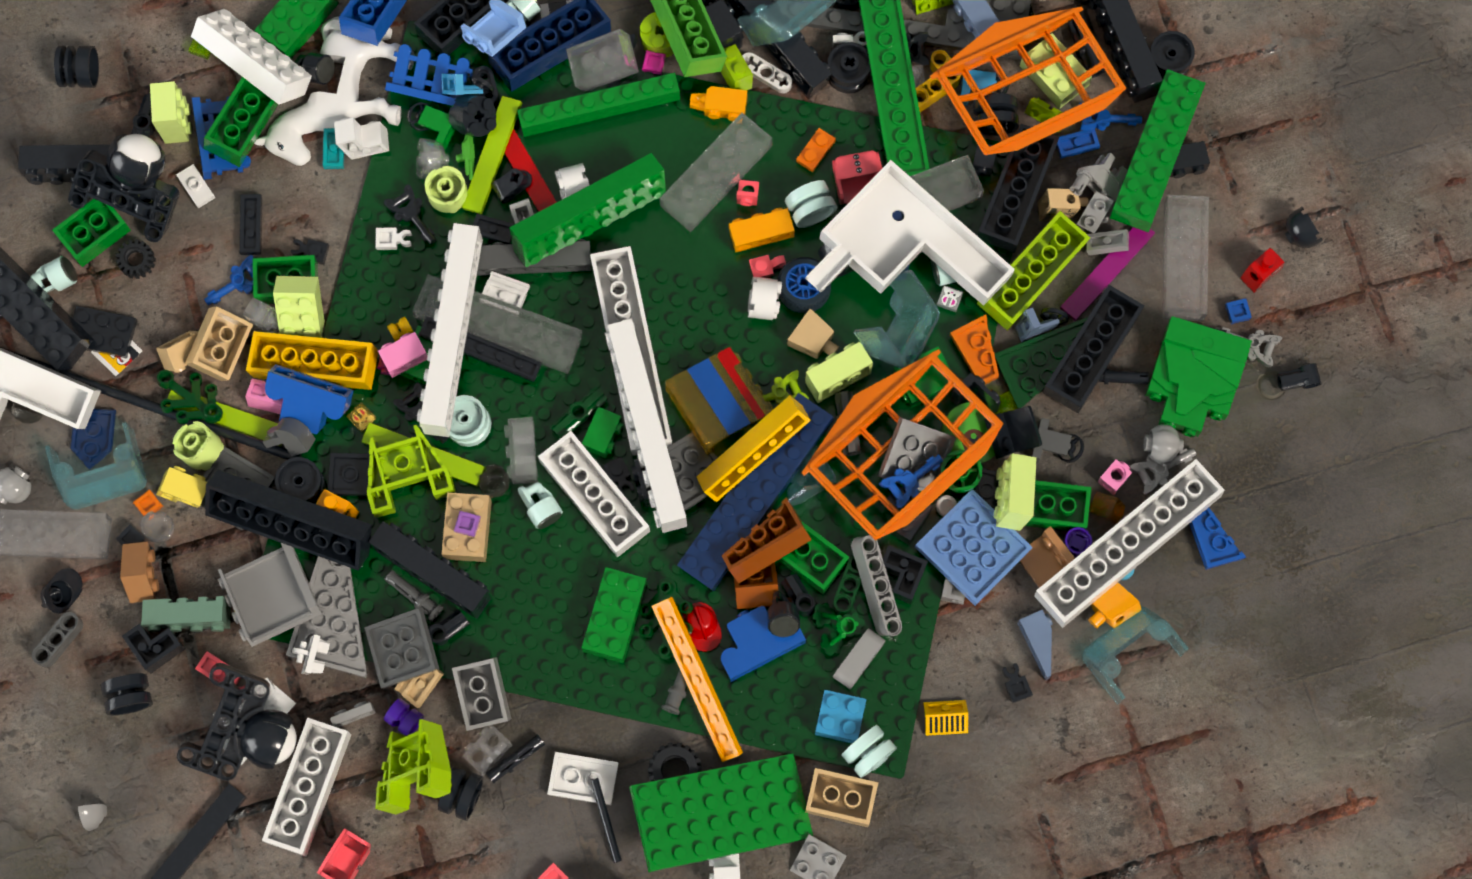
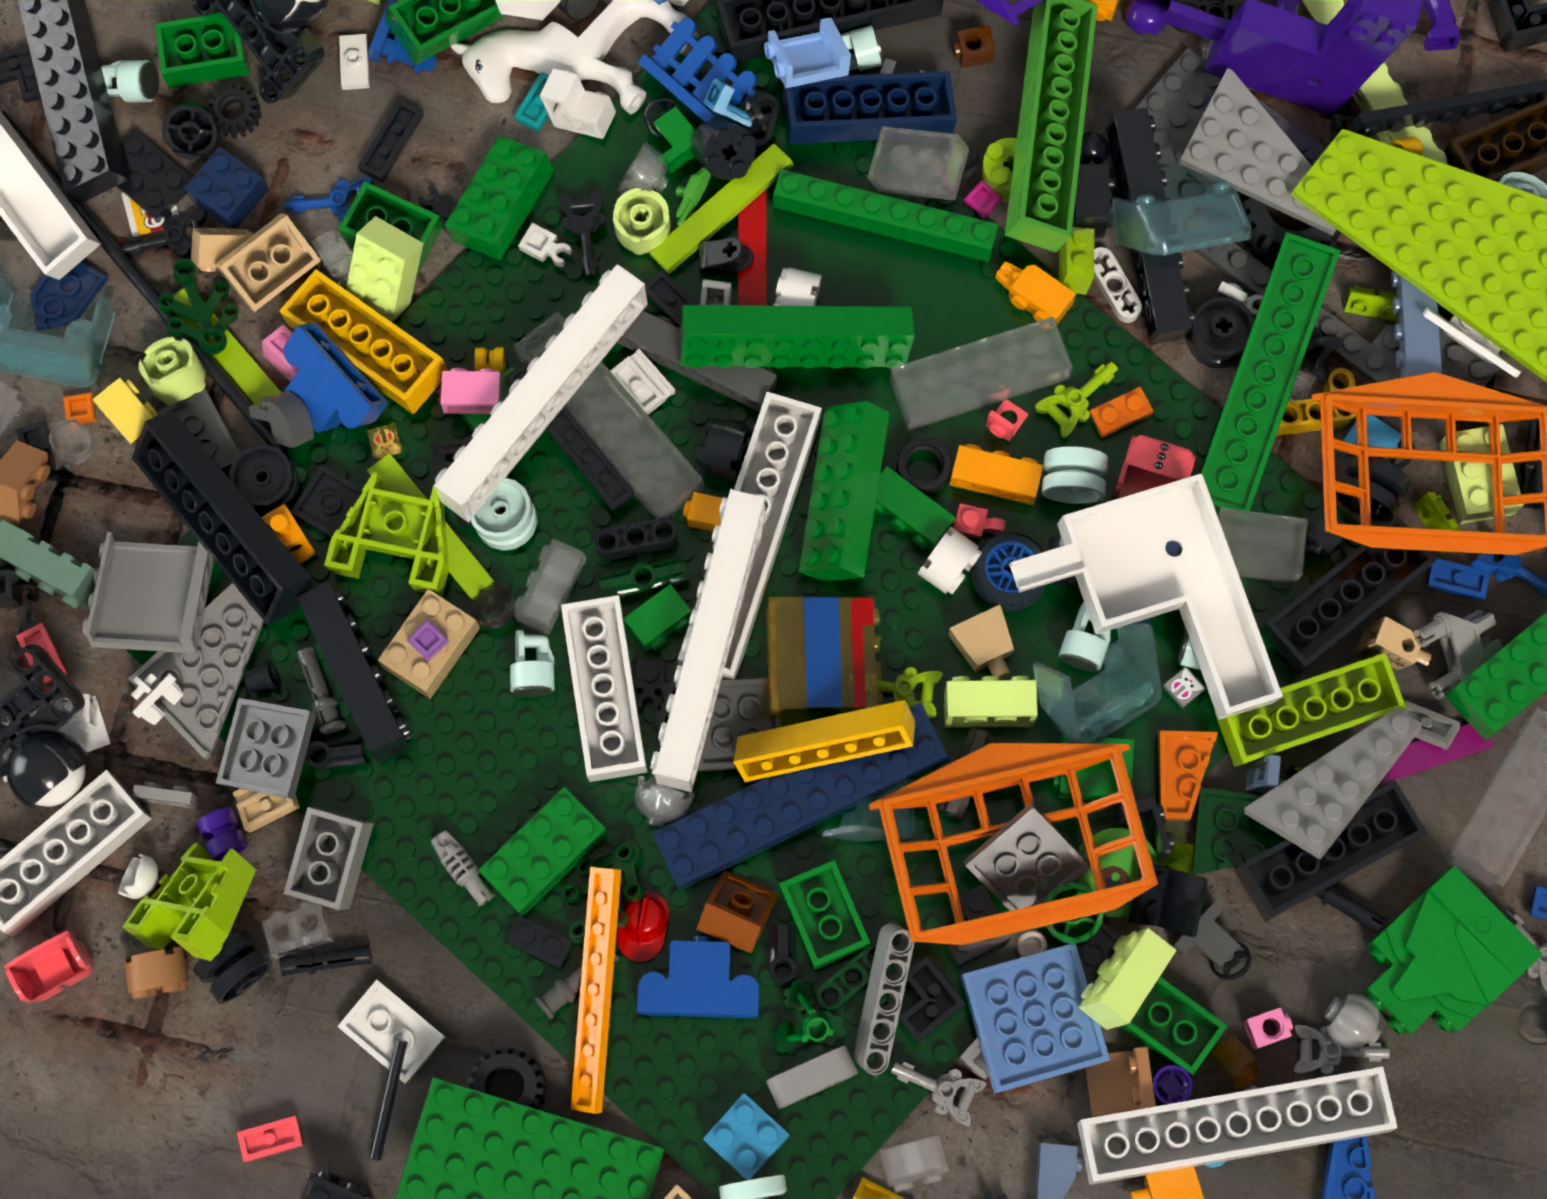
camera: 30 degrees right, 0 degrees up
(116, 286) = (190, 130): none -> black cylinder
(143, 360) = (174, 235): none -> black piece
(161, 312) = (226, 189): none -> dark blue brick
(345, 223) = (499, 197): none -> green brick
(366, 774) = (139, 878): none -> white hair
(371, 606) = (262, 677): none -> black piece
(413, 824) = (155, 971): none -> medium nougat brick
(564, 382) = (622, 533): none -> black beam
(567, 653) = (461, 867): none -> light grey hinge
(584, 304) = (724, 448): none -> black brick
(593, 350) = (703, 511): none -> light orange brick
(644, 672) = (540, 942): none -> black plate
(670, 543) = (661, 802): none -> clear cylinder
(674, 290) = (844, 492): none -> green brick
(713, 233) = (930, 445): none -> black tyre
(719, 280) = (911, 510): none -> green brick
(766, 543) = (776, 869): dark orange wedge -> none
(783, 158) = (1074, 400): none -> lime piece
(783, 616) = (744, 970): piece -> none
(875, 308) = (1082, 648): none -> light aqua piece
(909, 481) = (999, 889): blue piece -> none
(942, 622) = (943, 1089): none -> light grey piece
(949, 675) = (912, 1163): none -> clear brick
(1073, 315) = (1328, 793): none -> light grey wing
(1095, 211) = (1432, 677): light grey hinge -> none

